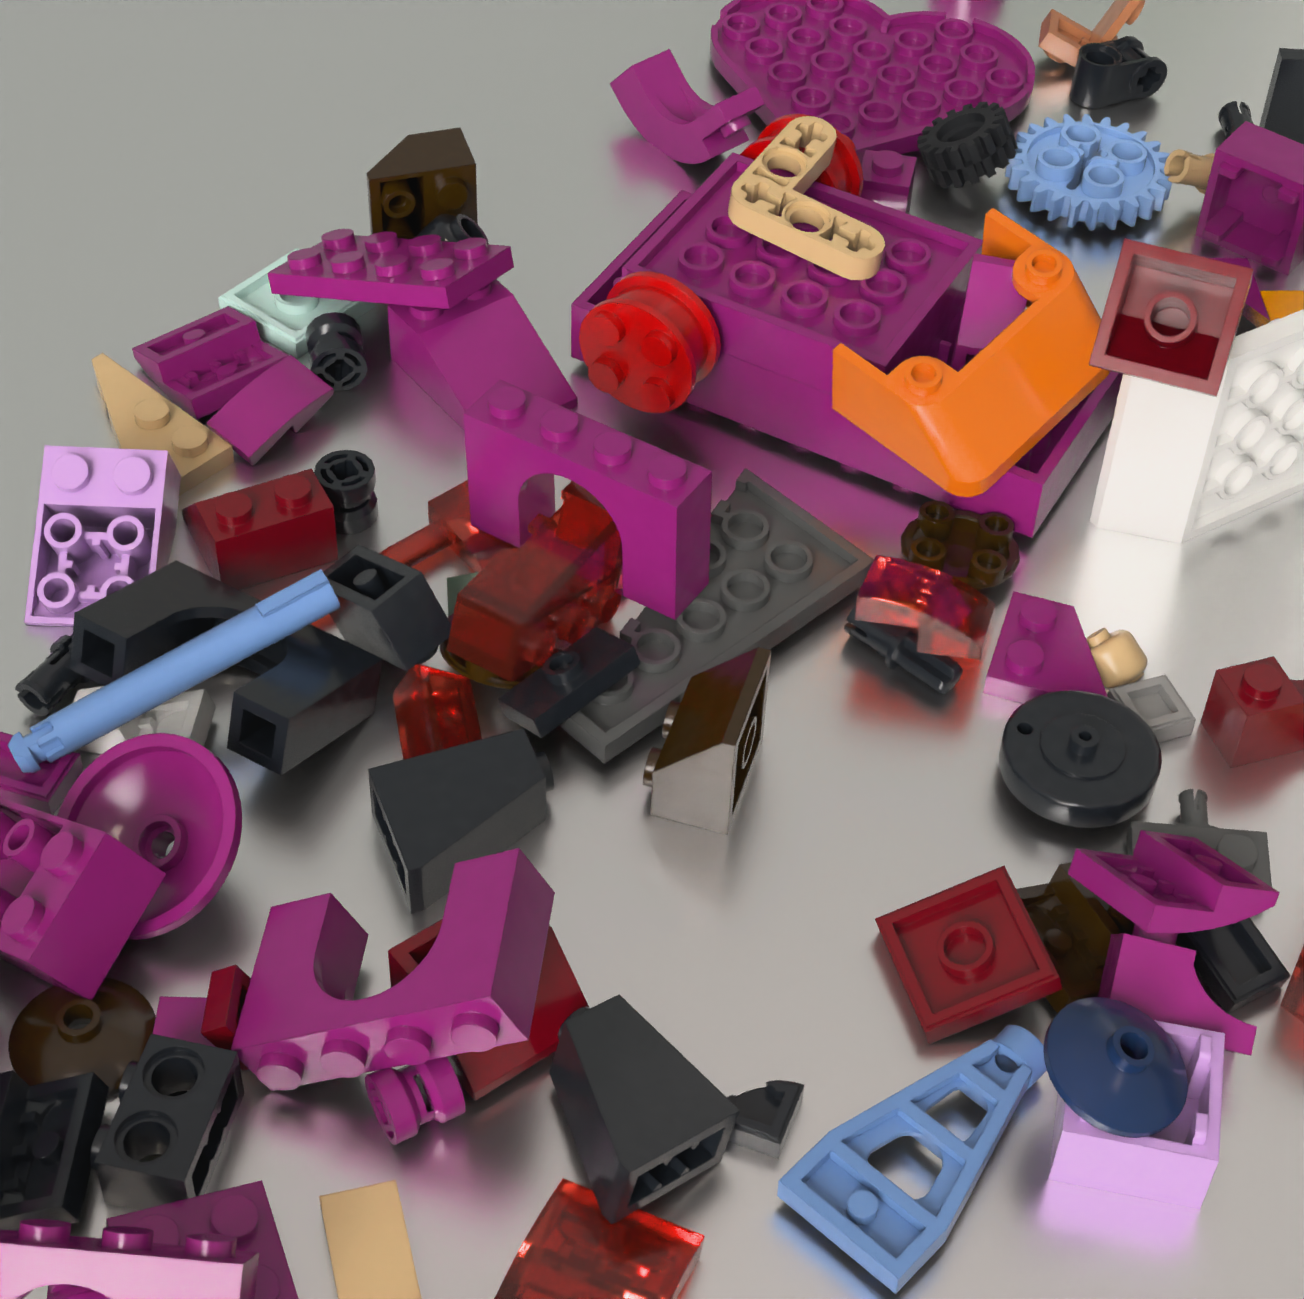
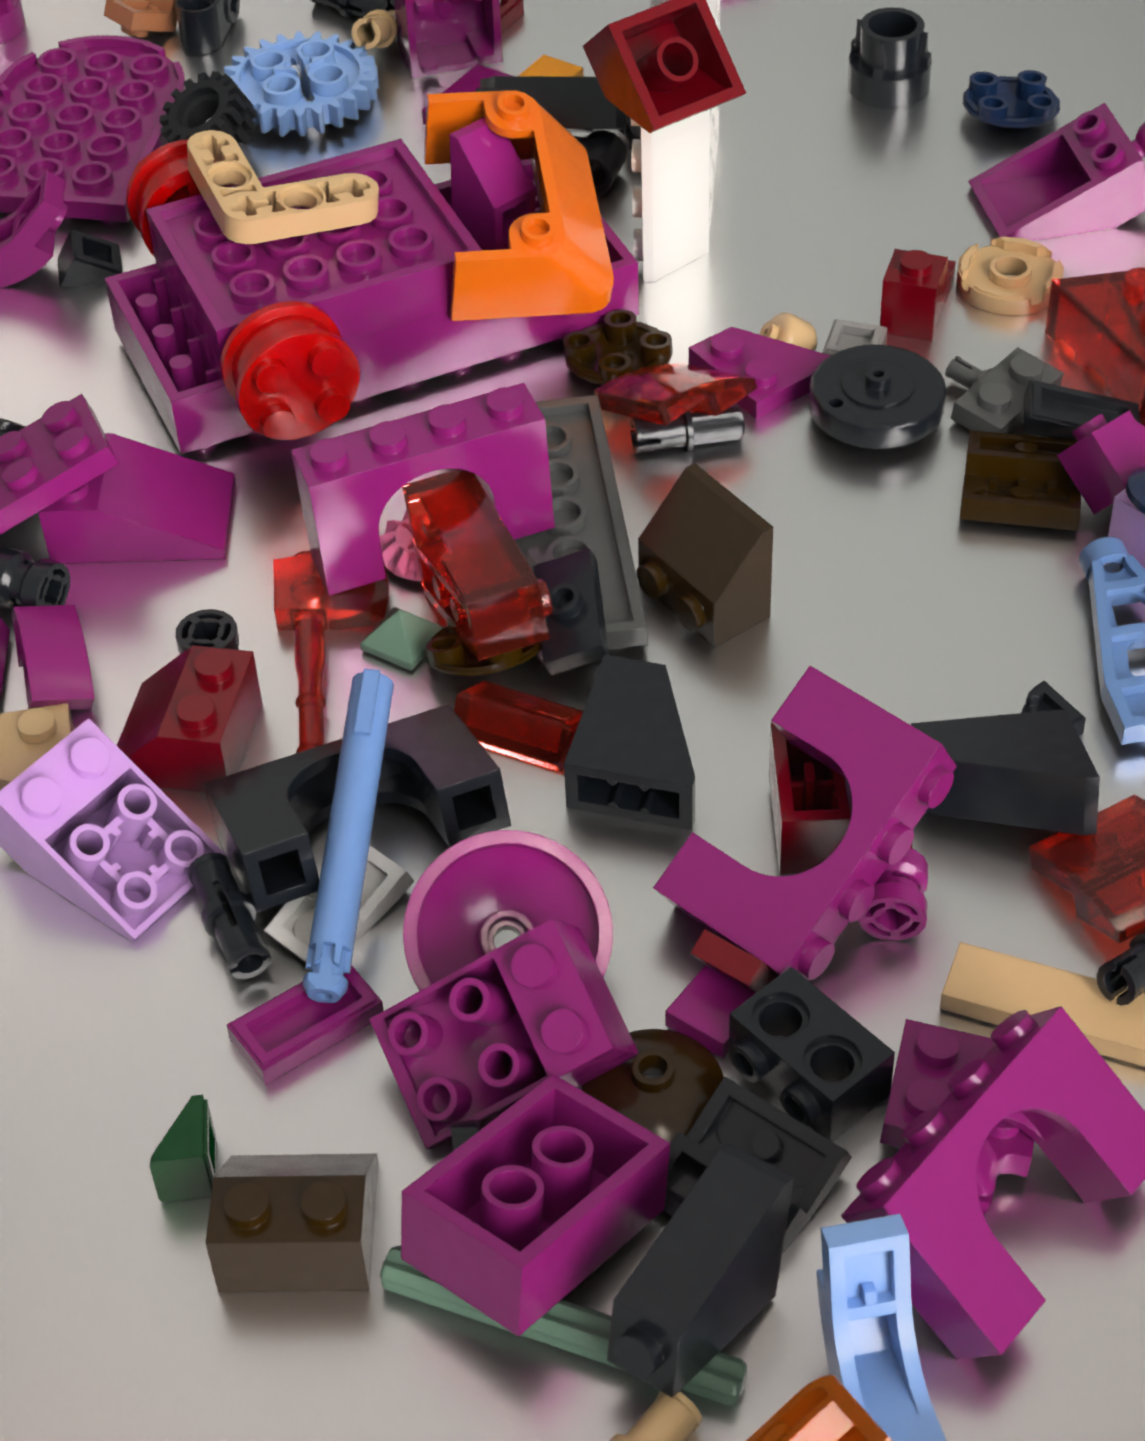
camera: 50 degrees left, 0 degrees up
(387, 608) = (414, 653): black brick -> none
(968, 954) = (1001, 540): dark red plate -> none
(1173, 884) = (1054, 397): magenta slope -> none

